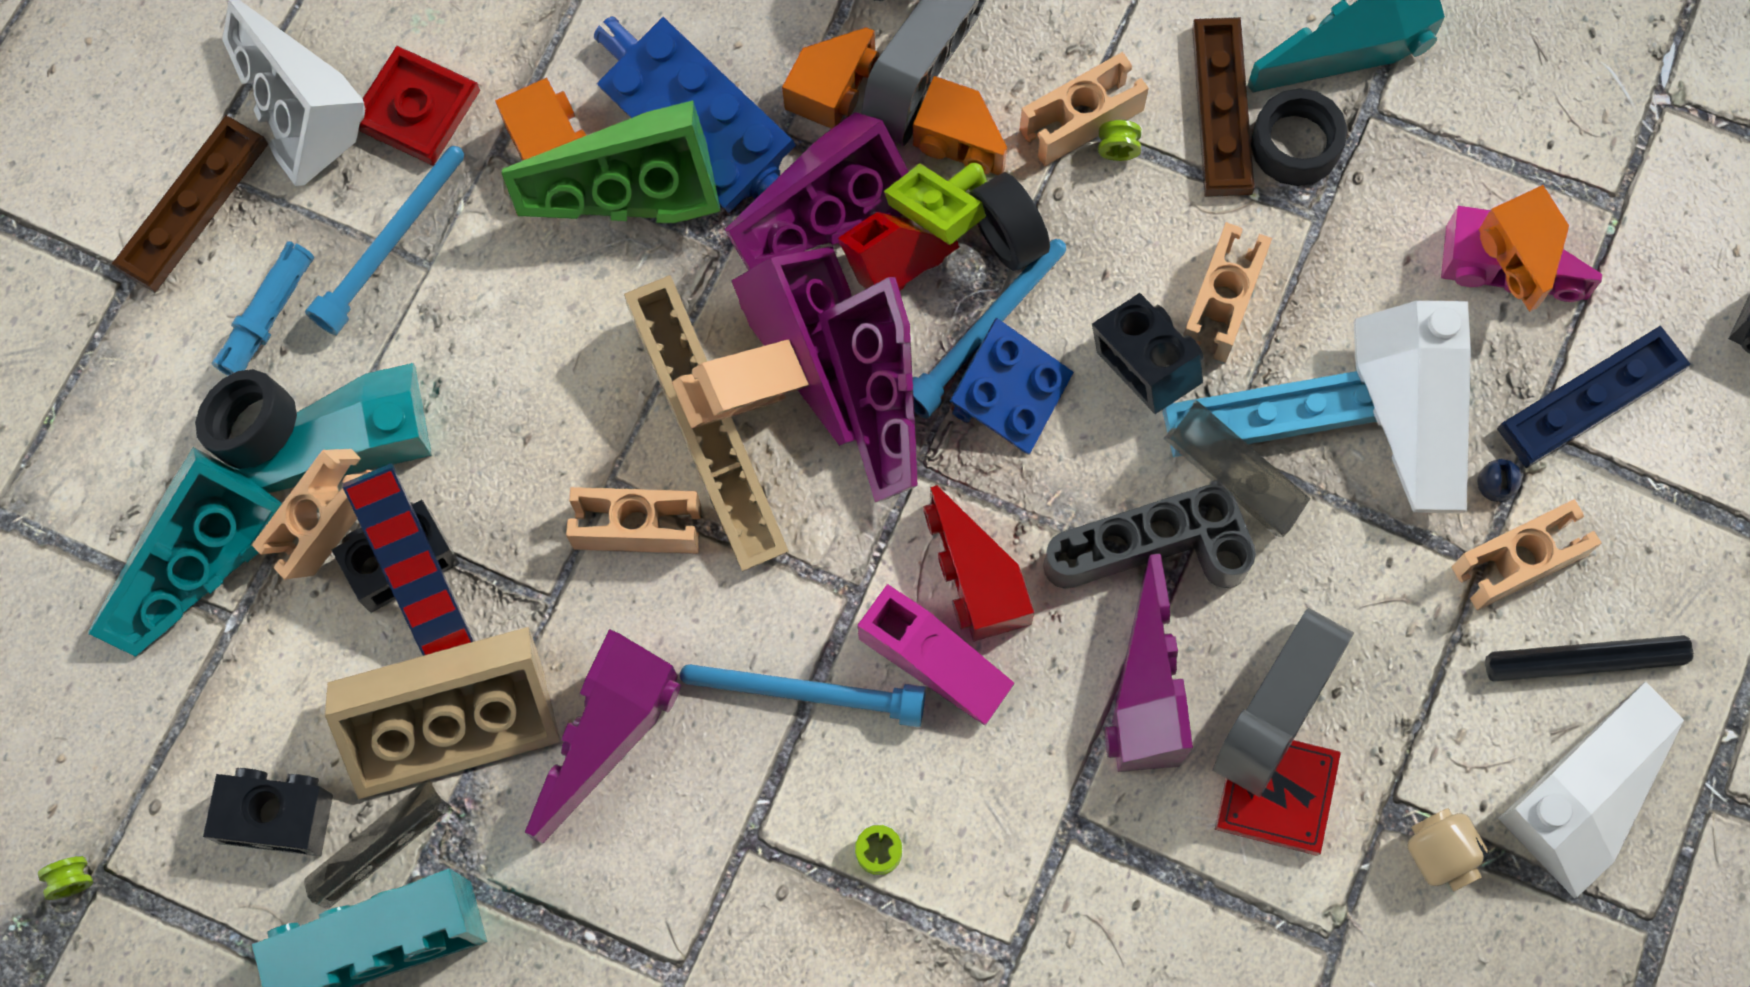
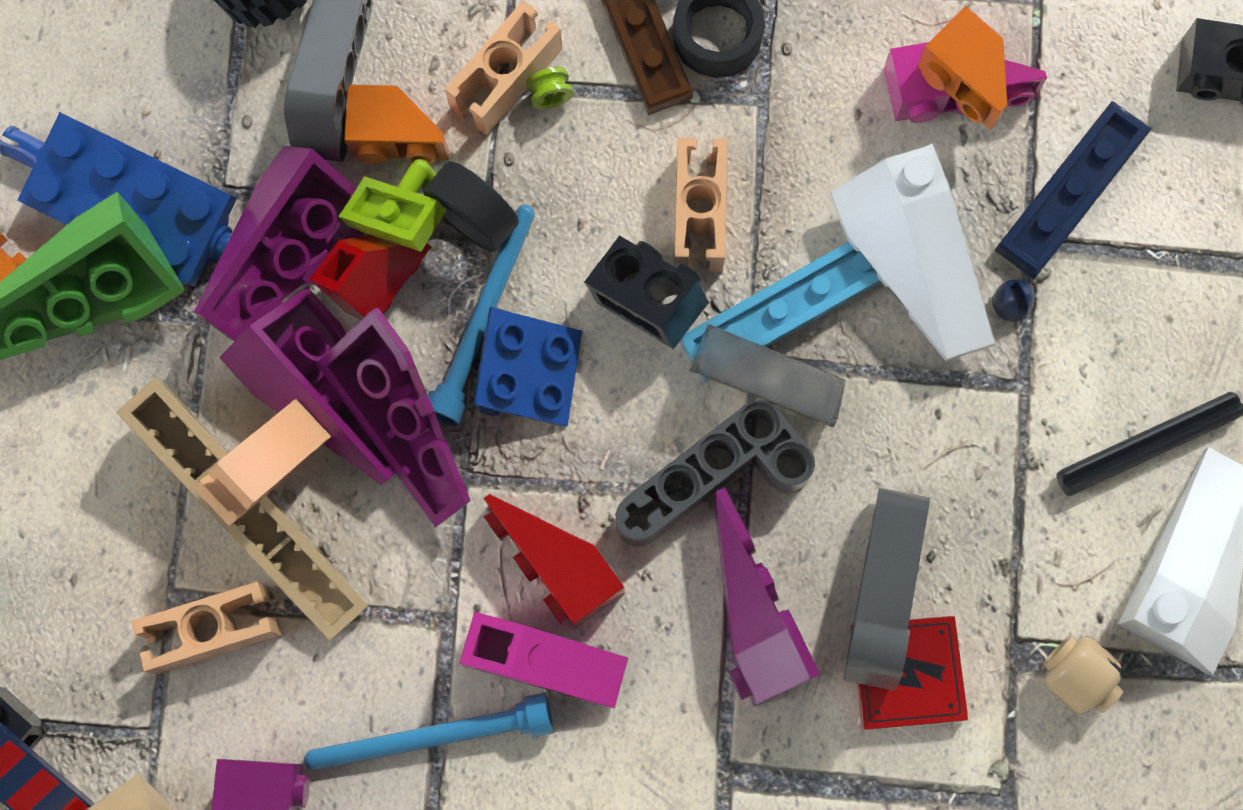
camera: 20 degrees left, 5 degrees up
(827, 77) = (245, 116): orange slope -> none
(1535, 538) = (1072, 350): light nougat piece -> none

